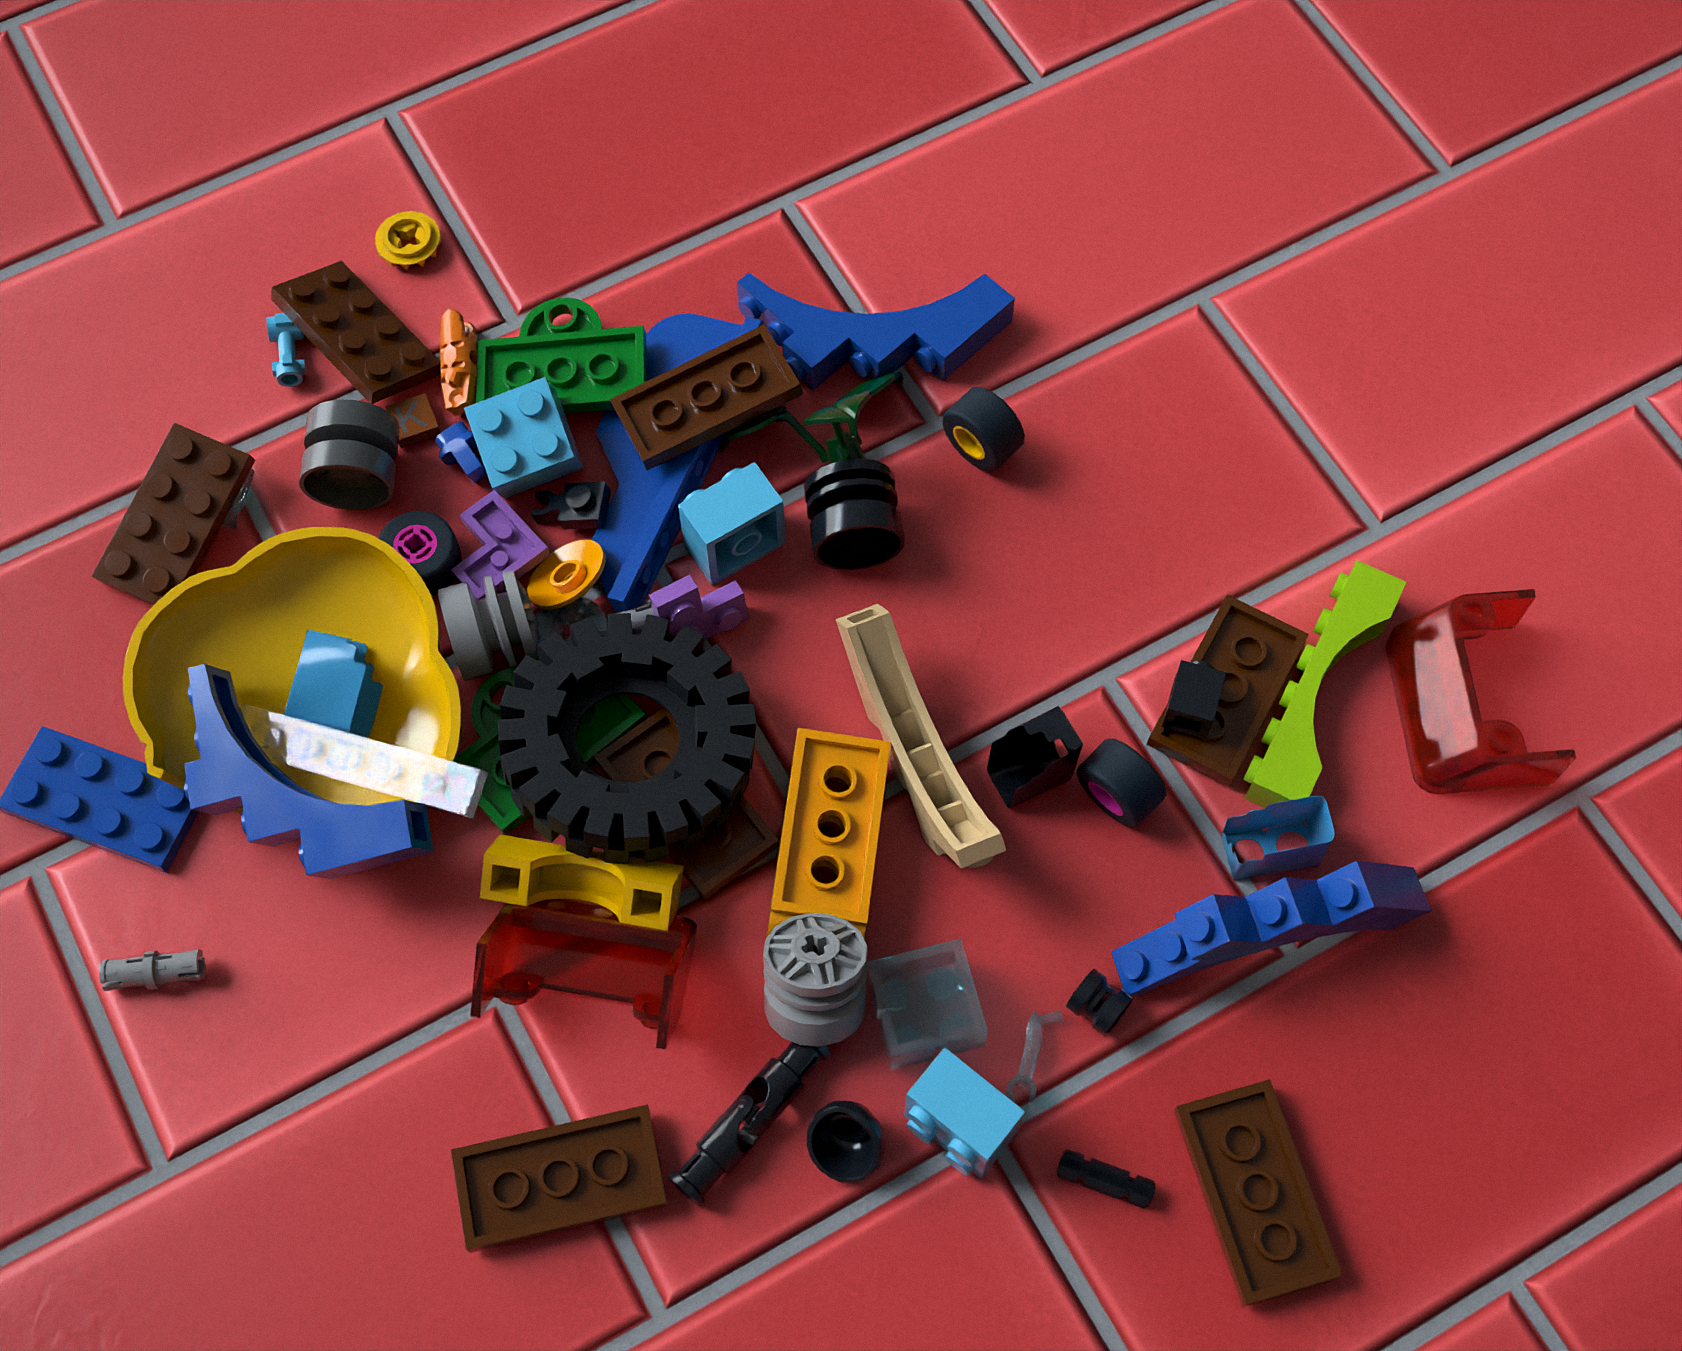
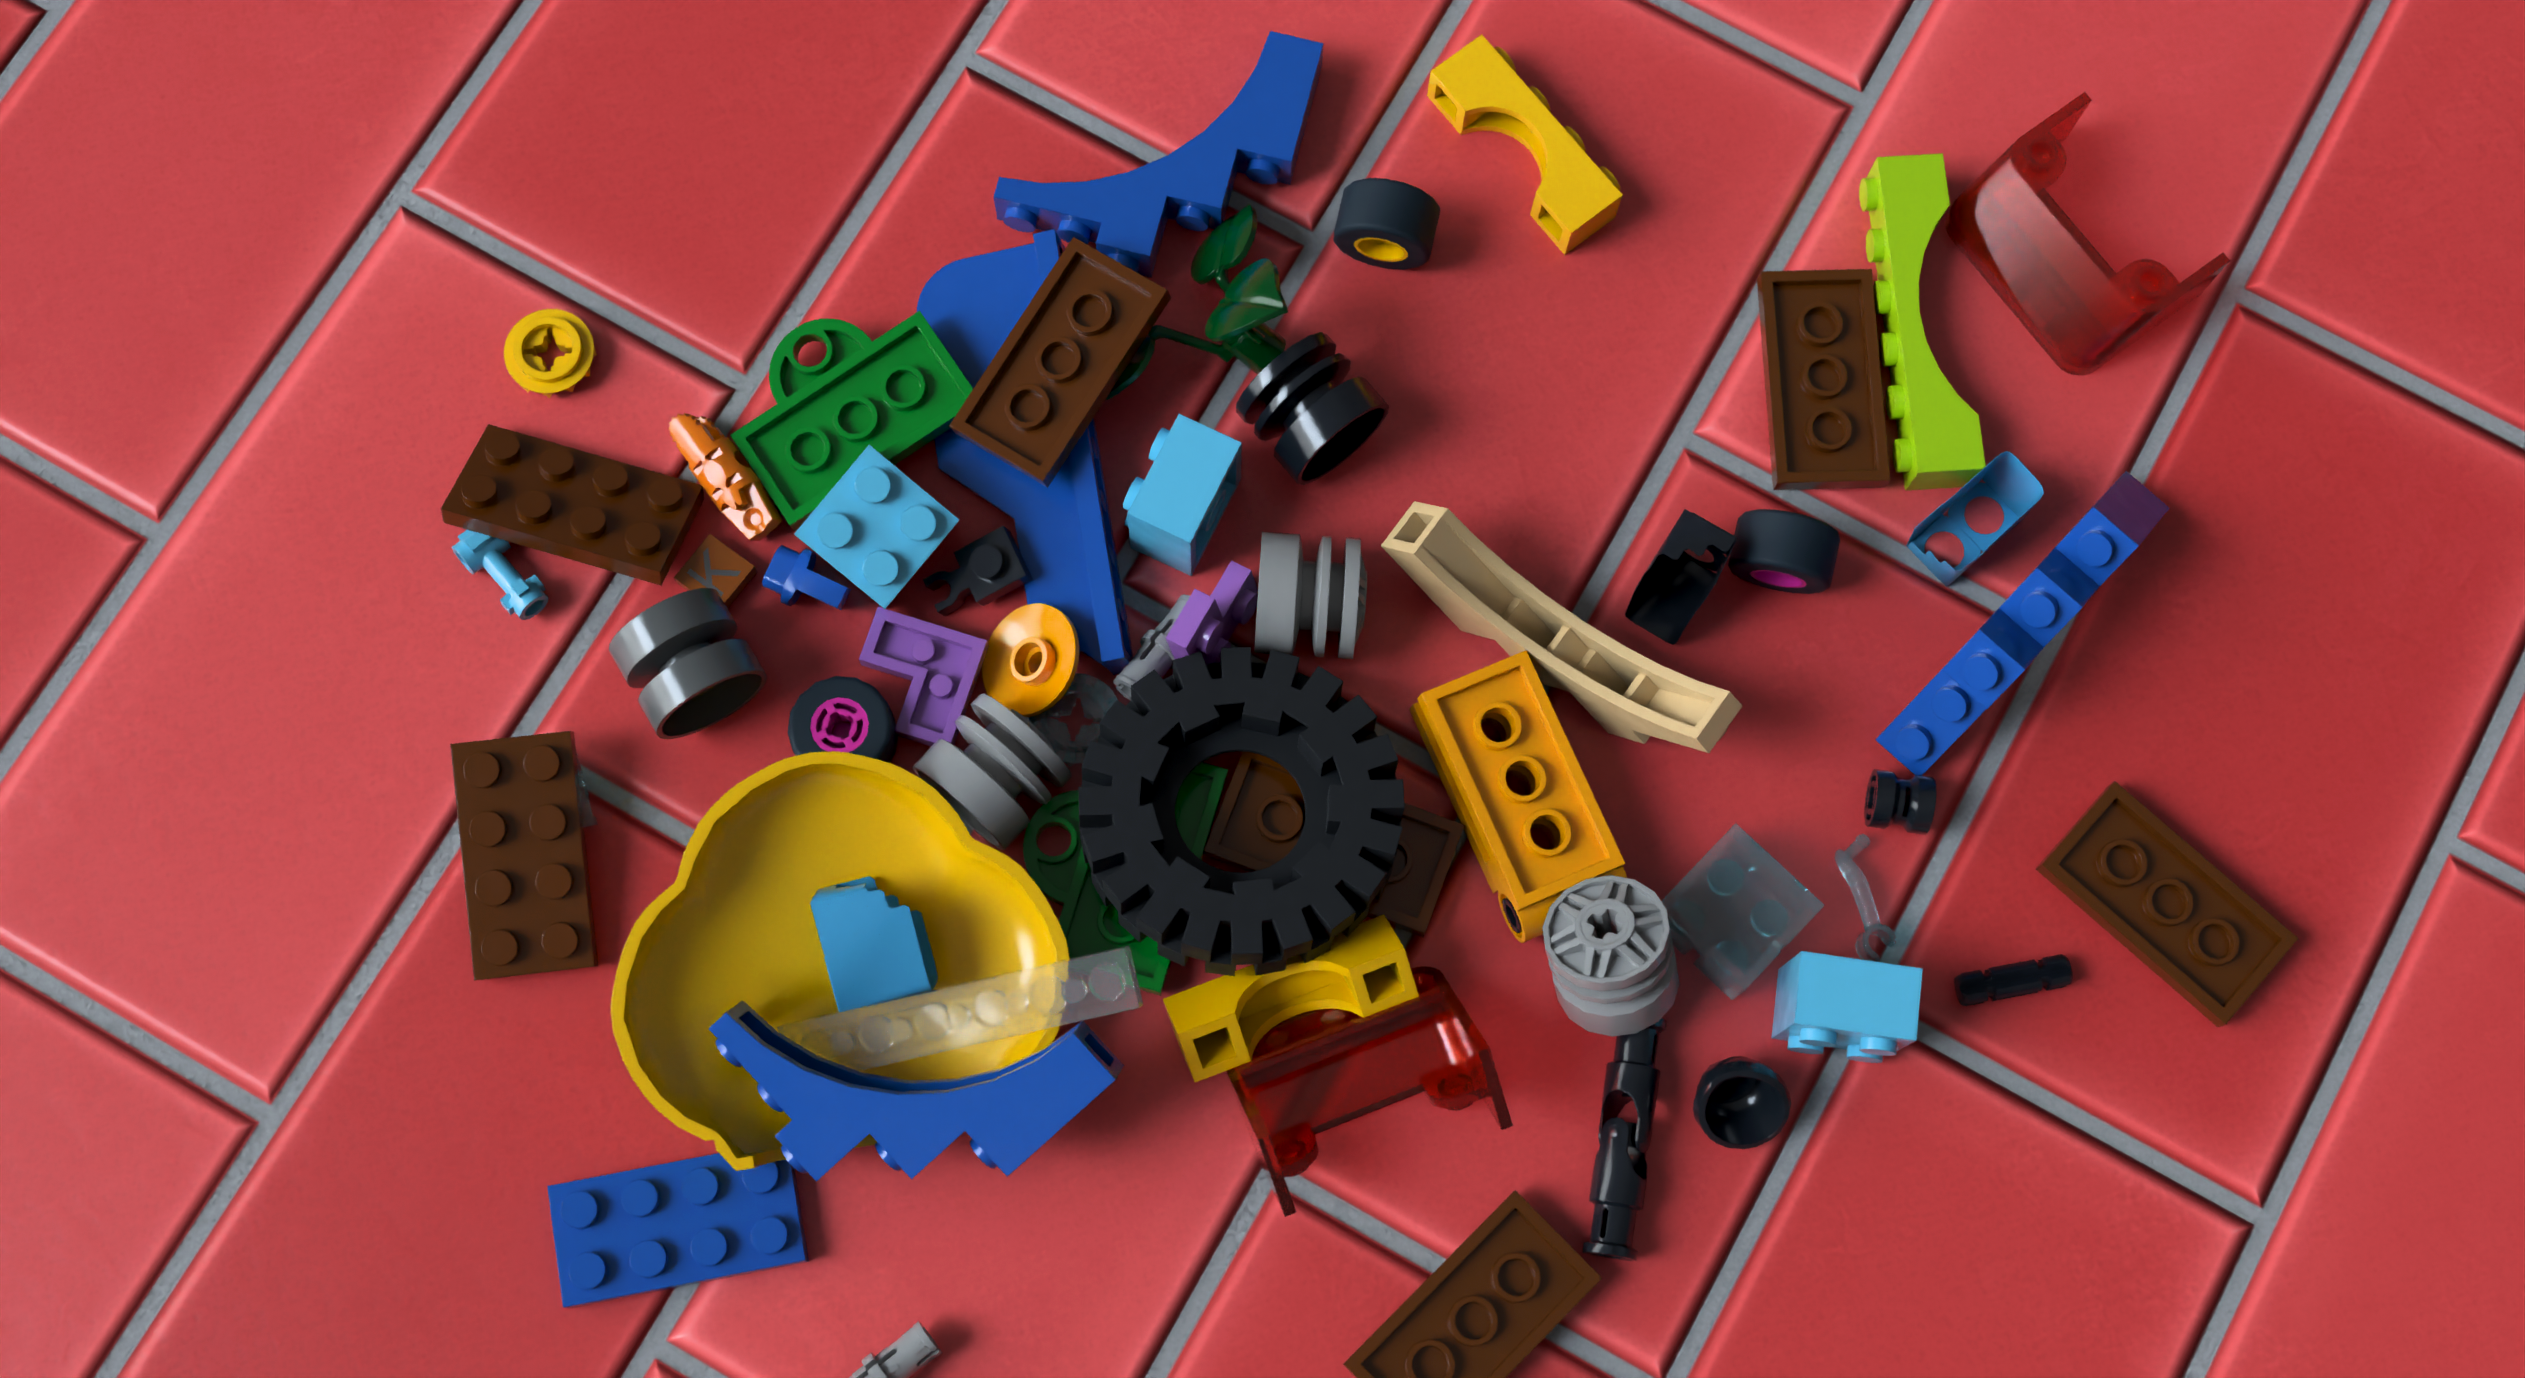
camera: 35 degrees left, 10 degrees up
(769, 628) = (1309, 595): none -> light grey wheel
(1106, 386) = (1483, 93): none -> yellow arch
(1194, 698) = (1805, 414): black brick -> none

